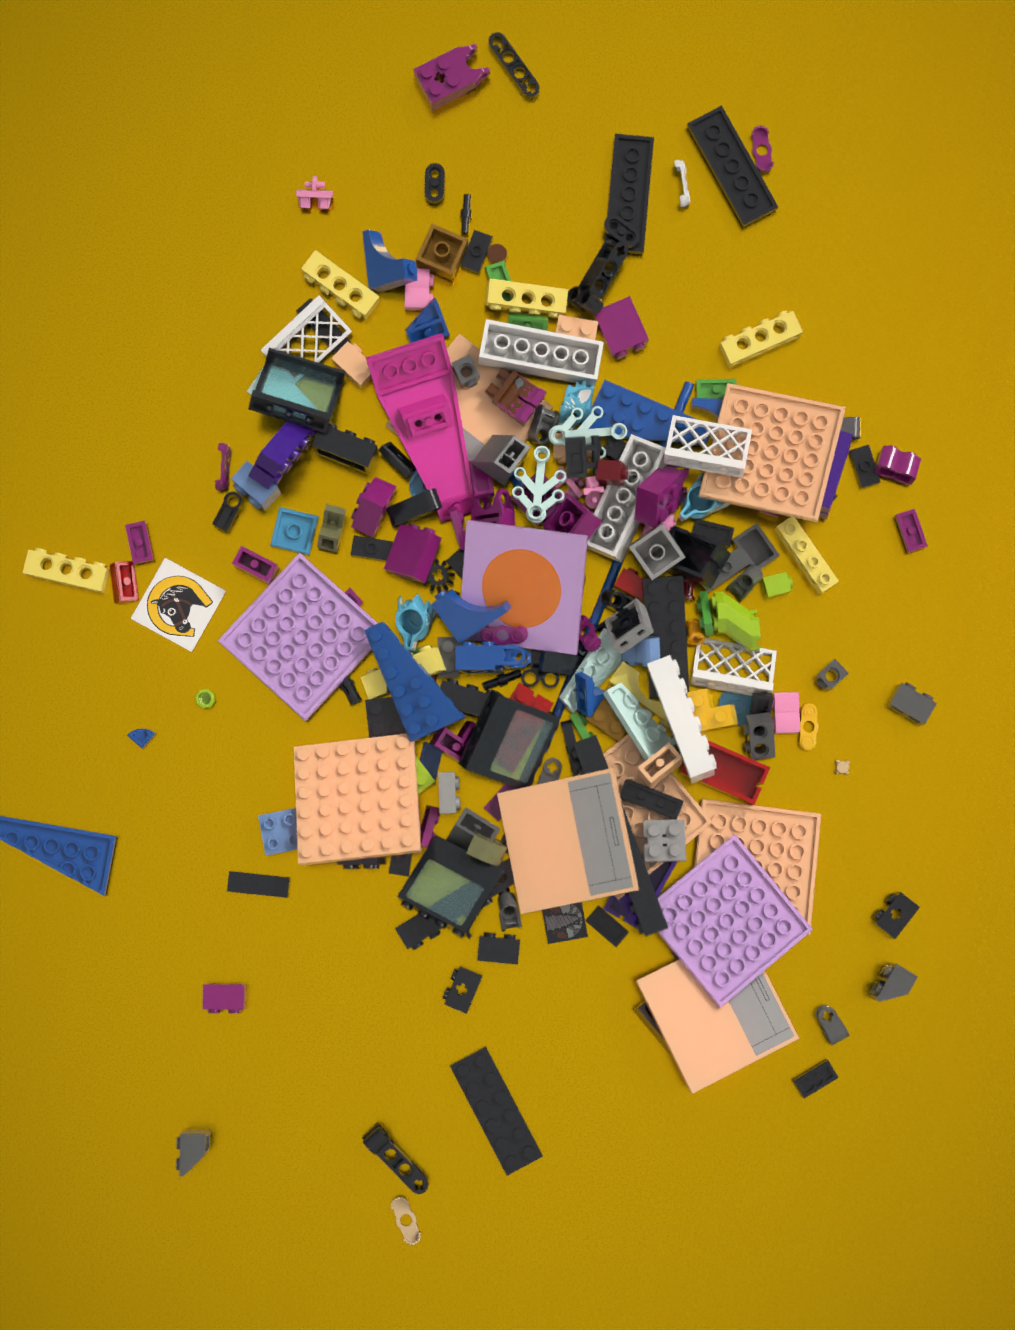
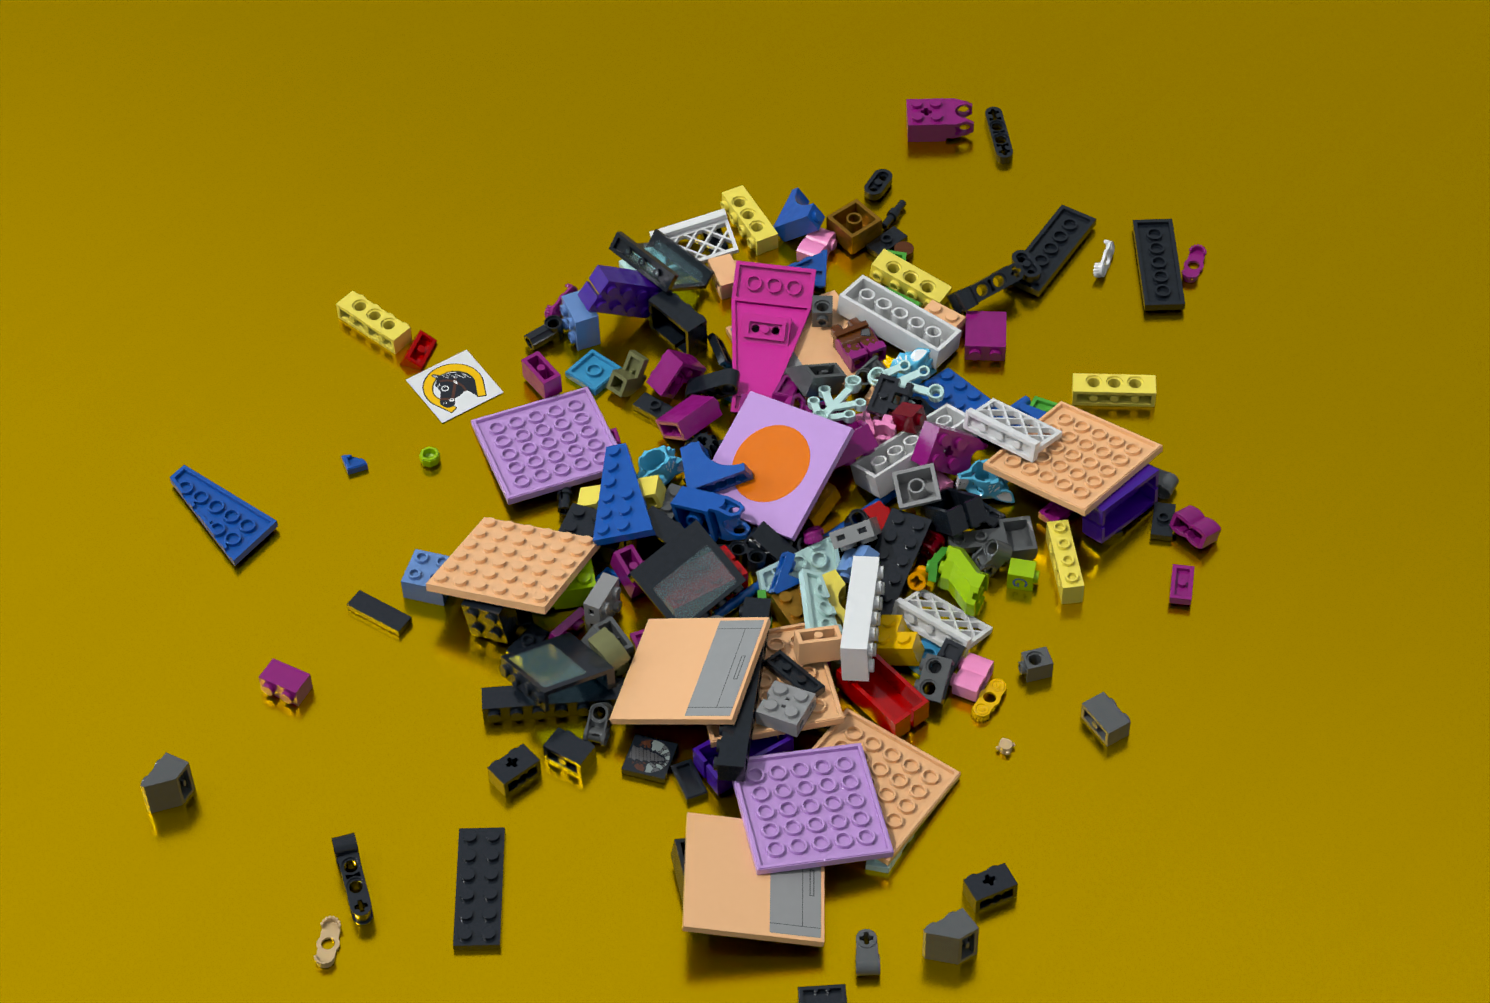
camera: 35 degrees right, 35 degrees down
(139, 542) = (451, 327): magenta plate -> none
(324, 197) = (768, 152): bright pink hips -> none
(515, 634) = (747, 501): magenta piece -> none

